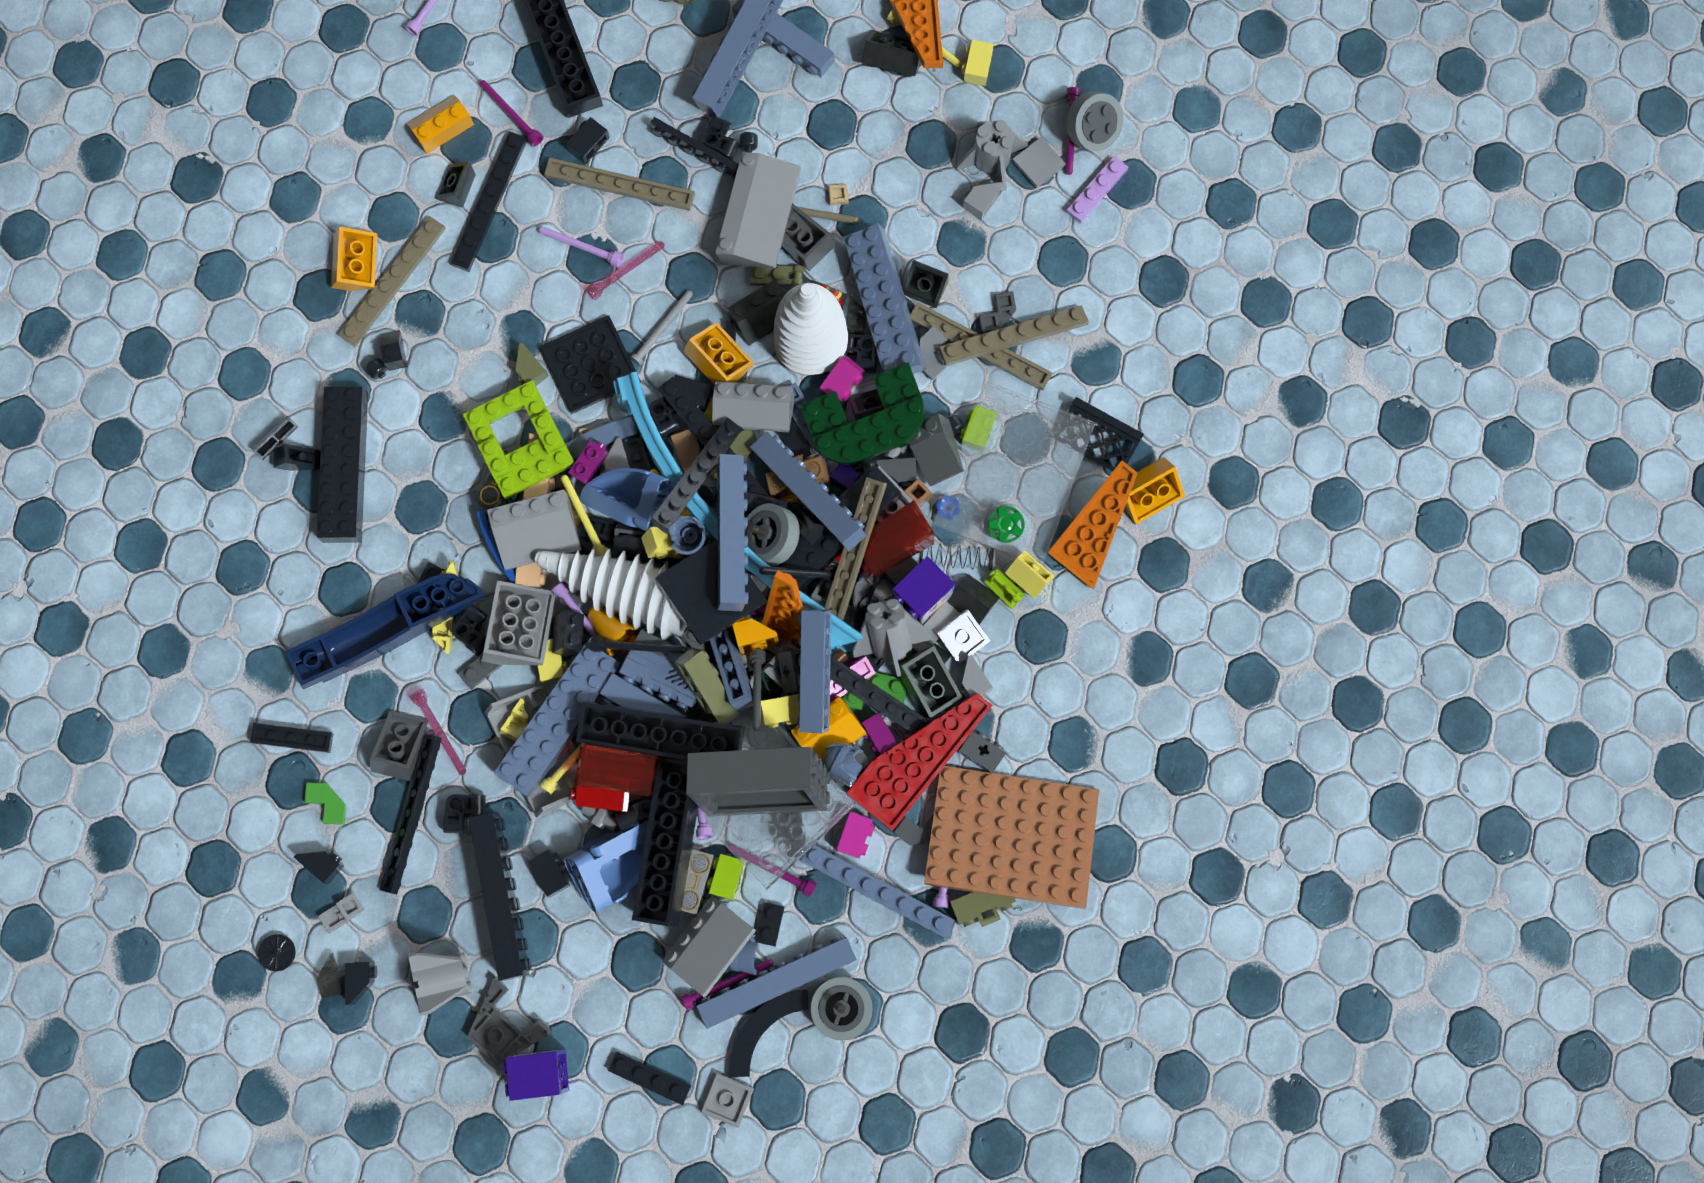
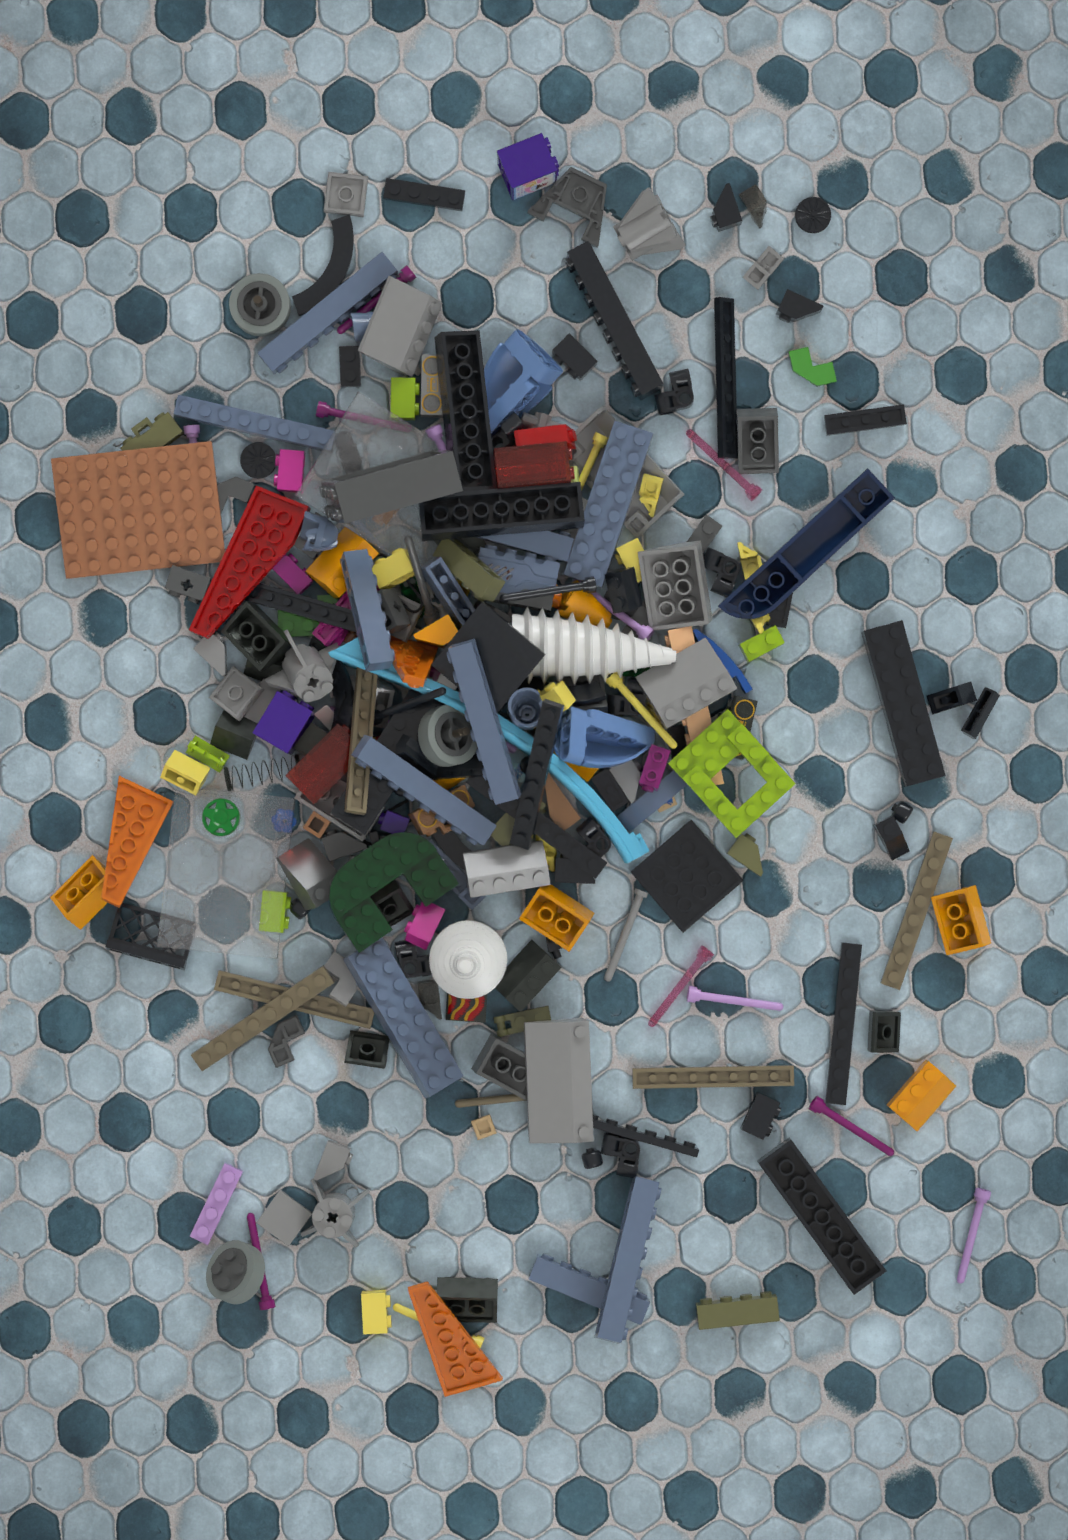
camera: 160 degrees right, 10 degrees up
(461, 551) = (761, 644): none -> lime brick
(884, 855) = (258, 460): none -> black wheel

